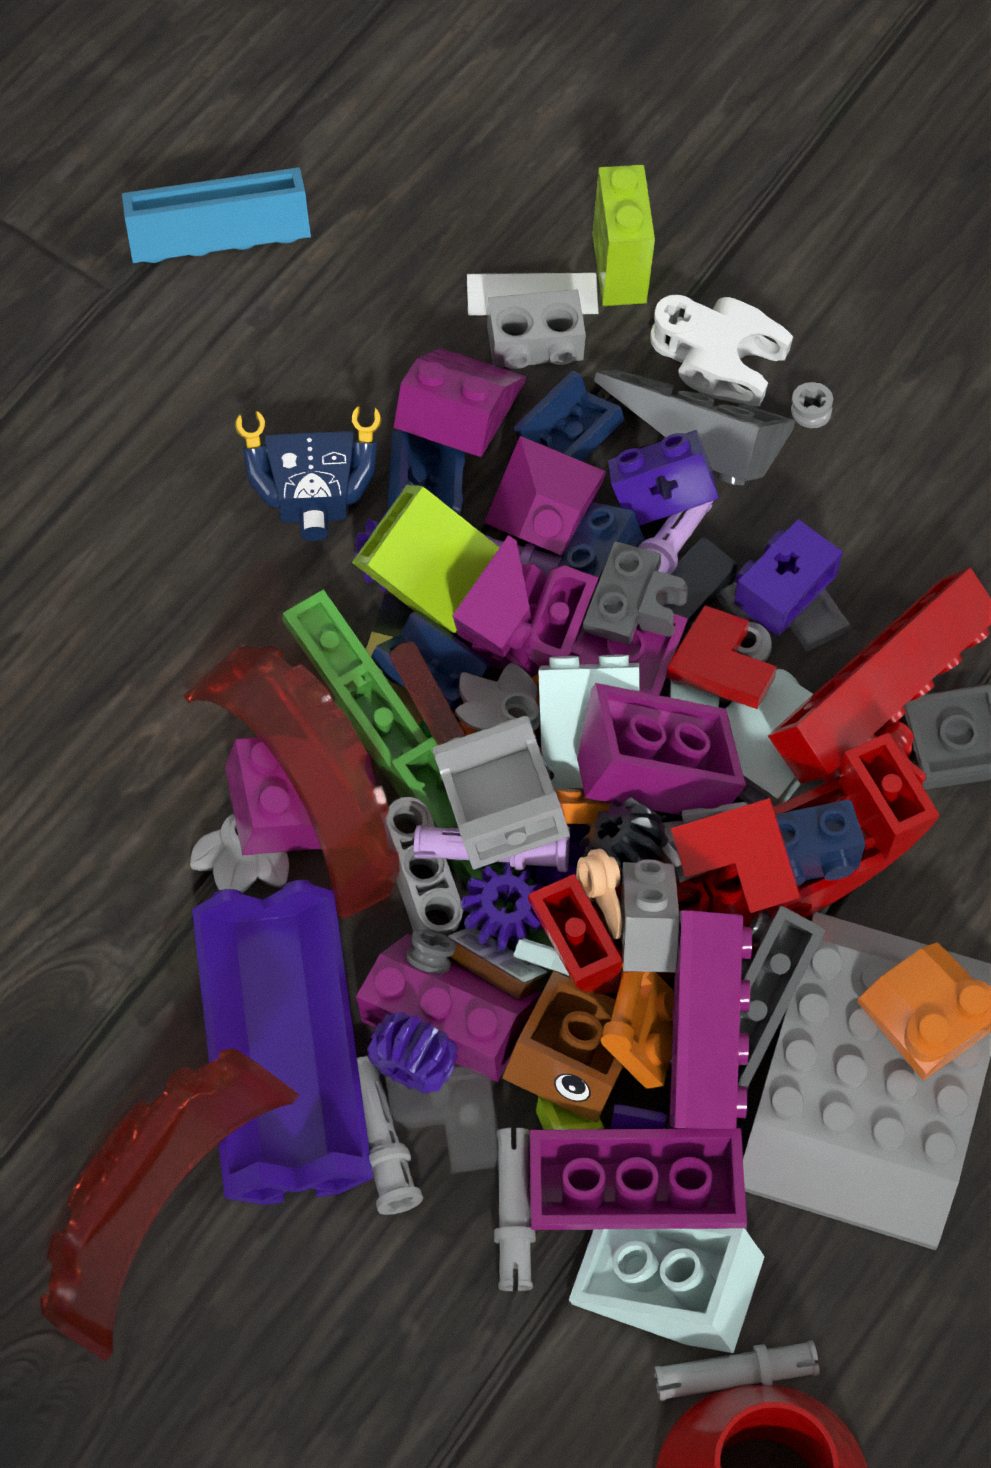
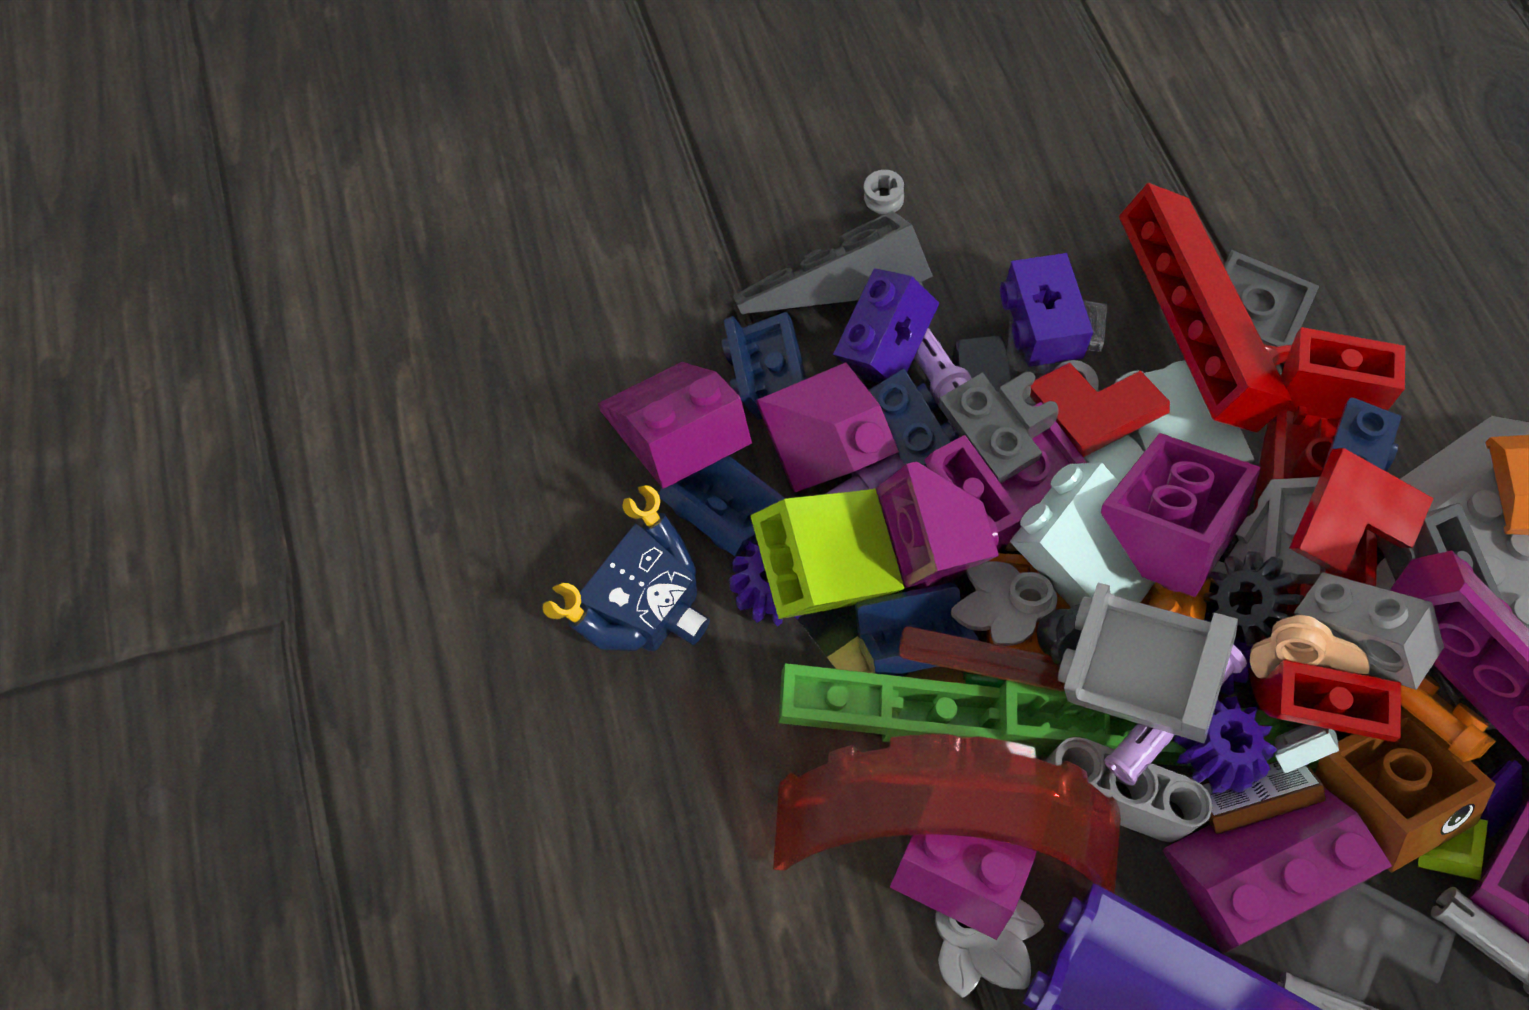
camera: 50 degrees left, 0 degrees up
(216, 215) = (305, 477): dark azure brick -> none
(412, 1052) = (1330, 935): dark purple gear -> none
(430, 951) = (1228, 841): dark grey bush -> none
(493, 285) = (604, 305): white sticker -> none
(534, 320) = (643, 317): light grey brick -> none
(623, 235) = (634, 192): lime brick -> none
(714, 342) = (778, 214): white piece -> none

